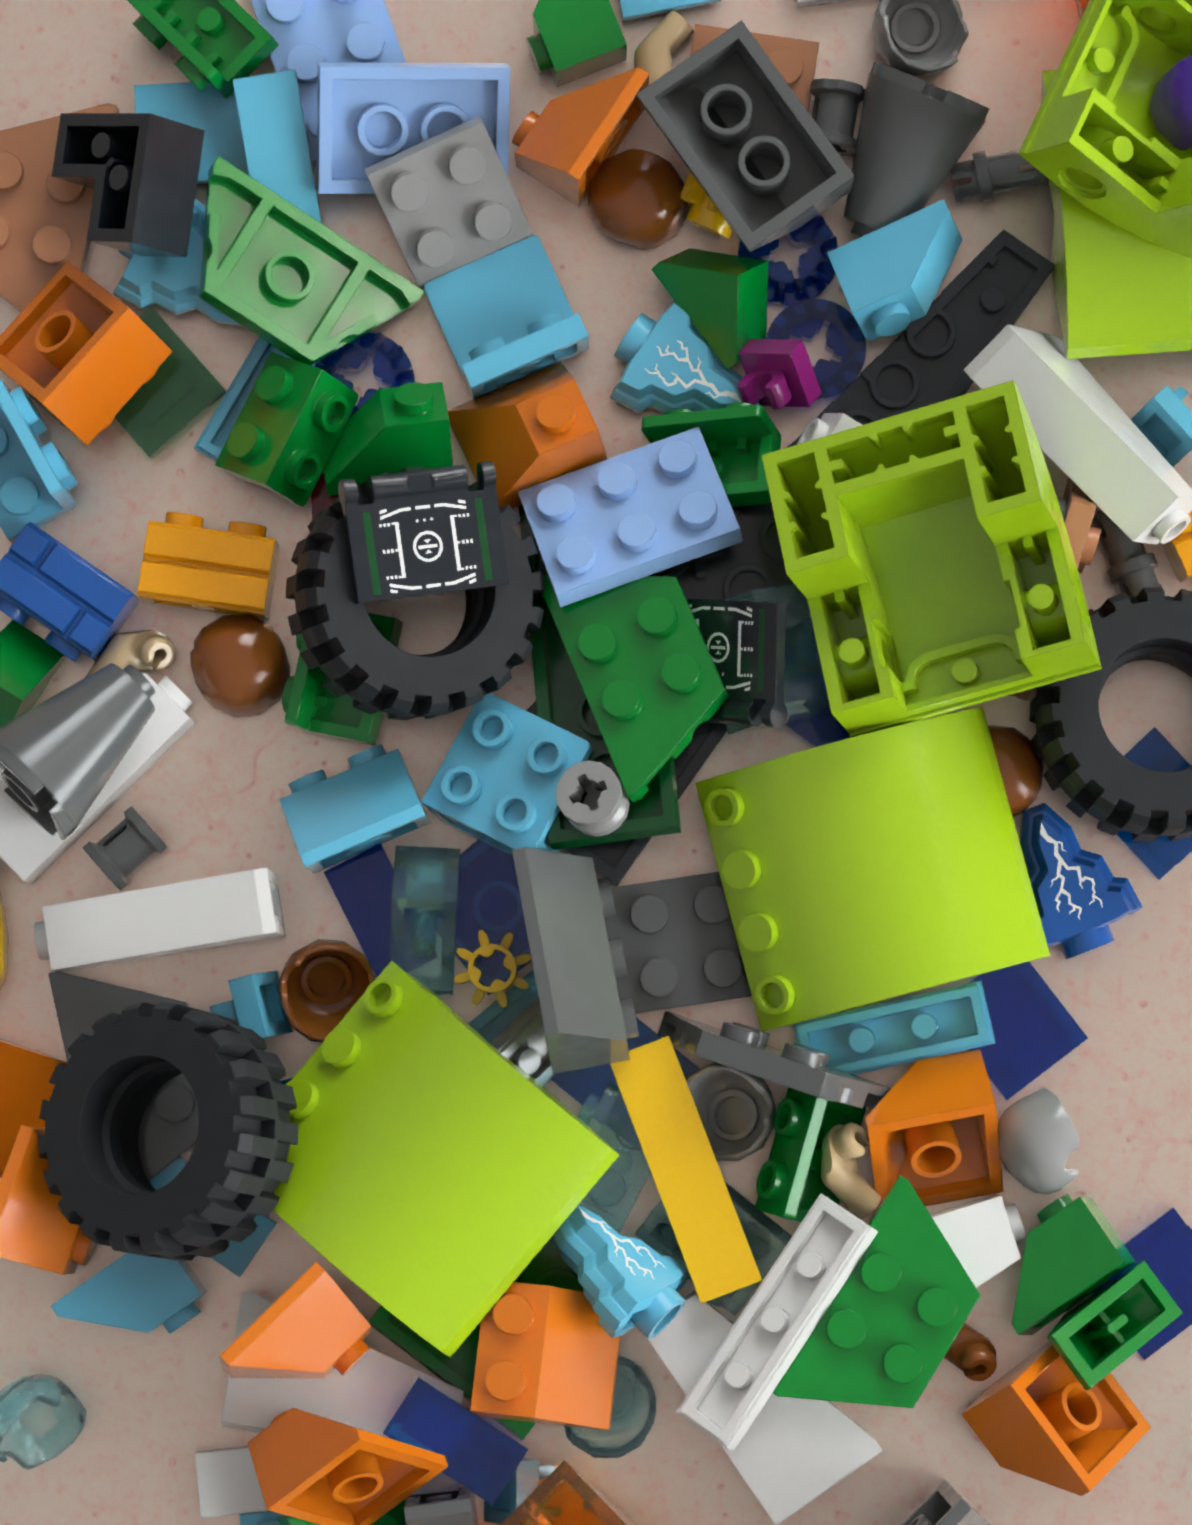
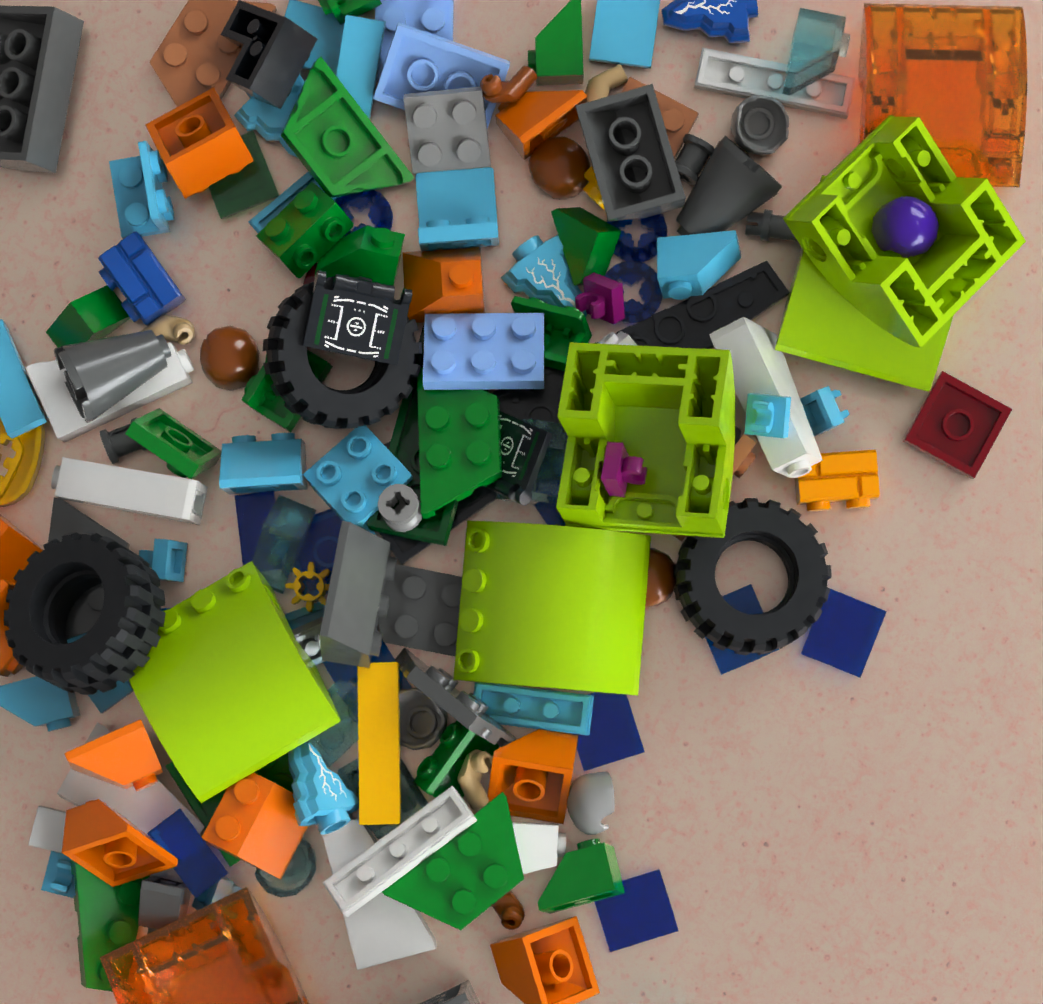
camera: 30 degrees right, 0 degrees up
(206, 824) = (174, 443): none -> green plate
(208, 566) = (230, 294): light orange brick -> none
(322, 986) = (208, 560): dark orange hair -> none
(527, 107) = (508, 91): none -> dark orange arm
(908, 620) = (621, 469): none -> magenta tile
(1071, 885) = (666, 660): blue rock -> none
(1098, 460) = (767, 415): none -> medium azure tile
(1113, 1324) = (596, 924): green slope -> none
(1129, 562) = (770, 482): dark grey pin -> none

